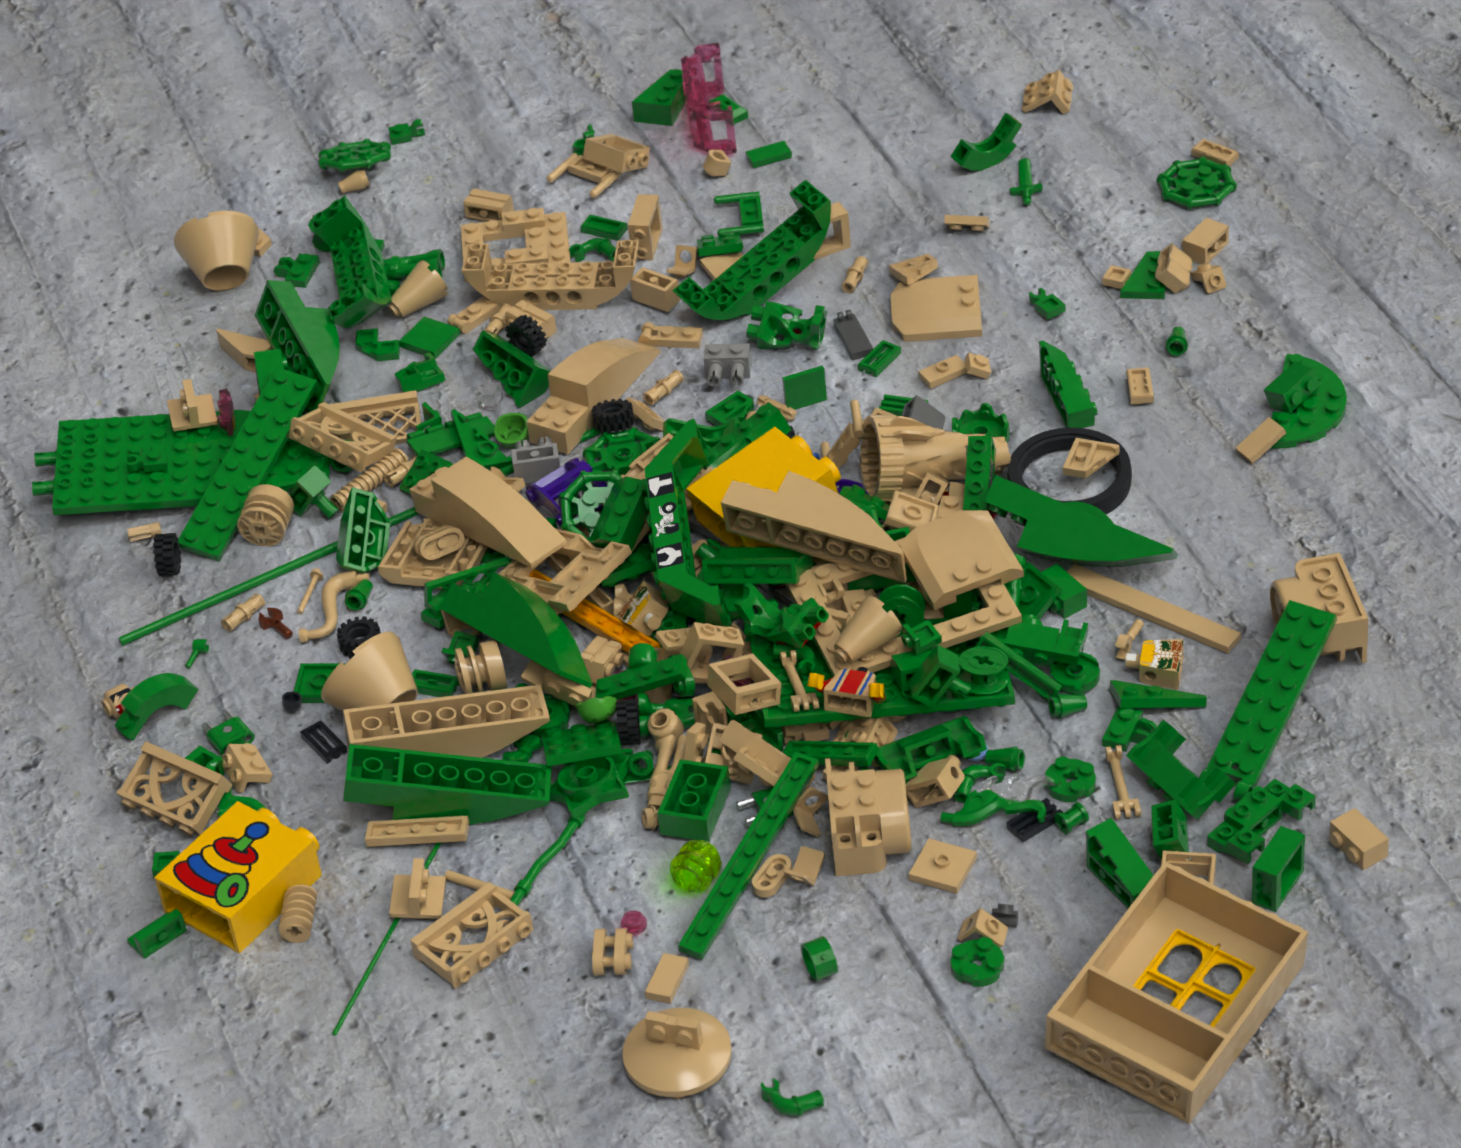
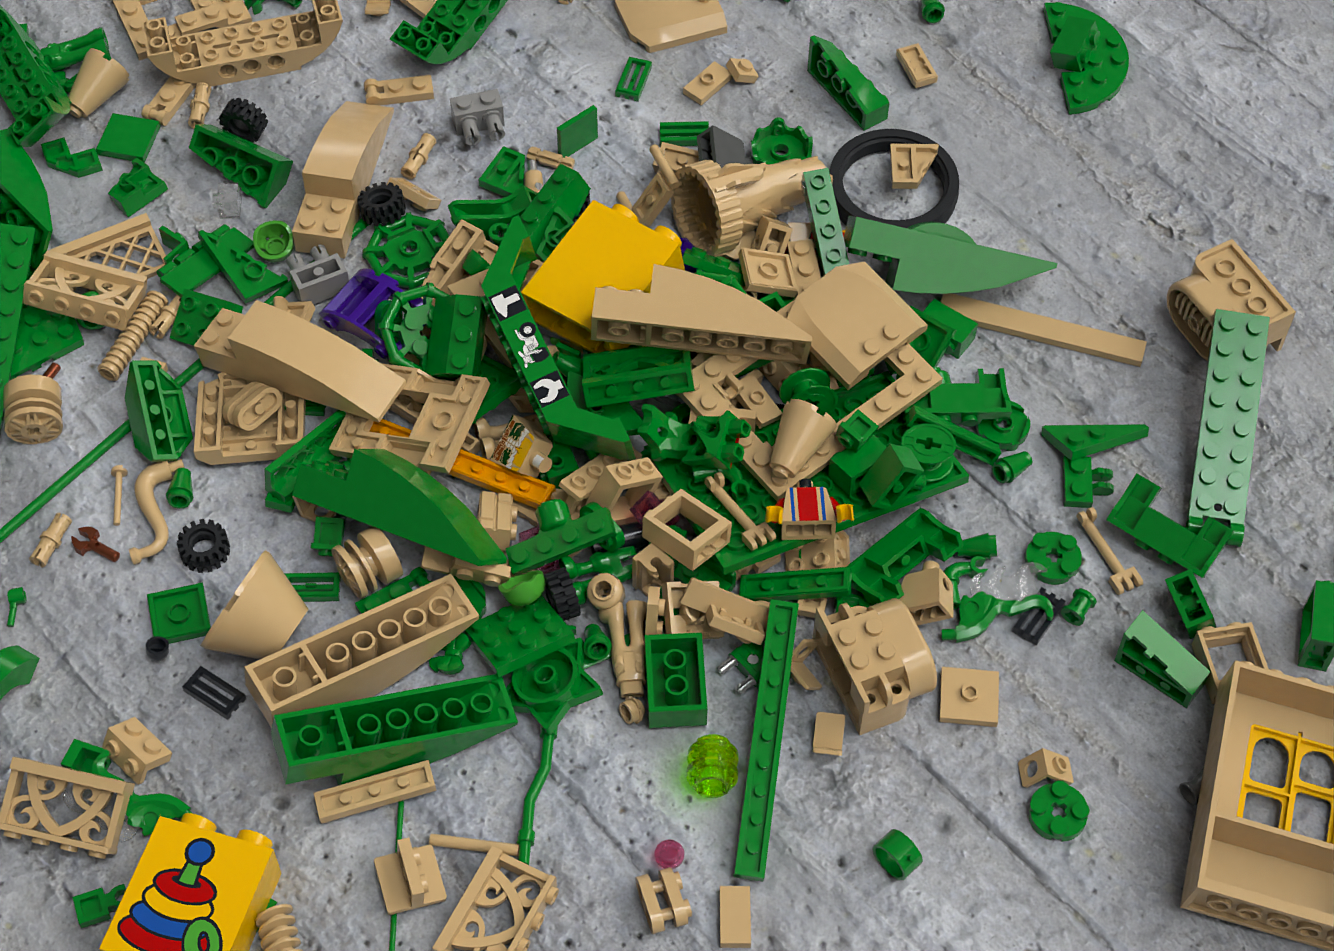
camera: 25 degrees left, 15 degrees up
(229, 732) = (99, 710): green piece -> none
(311, 491) = (75, 367): green brick -> none
(543, 318) = (227, 89): tan brick -> none
(654, 289) = (363, 38): tan brick -> none
(769, 878) = (795, 756): tan plate -> none
(794, 330) = (510, 59): green hips -> none
(852, 335) = (594, 56): dark grey hinge -> none
(1006, 914) = (1062, 743): dark grey plate -> none
(1124, 642) = (1039, 375): tan piece -> none
(1159, 662) = (1084, 395): torso -> none
(1255, 815) = (1251, 584): green bracket -> none
(1260, 440) = (1066, 109): tan tile -> none

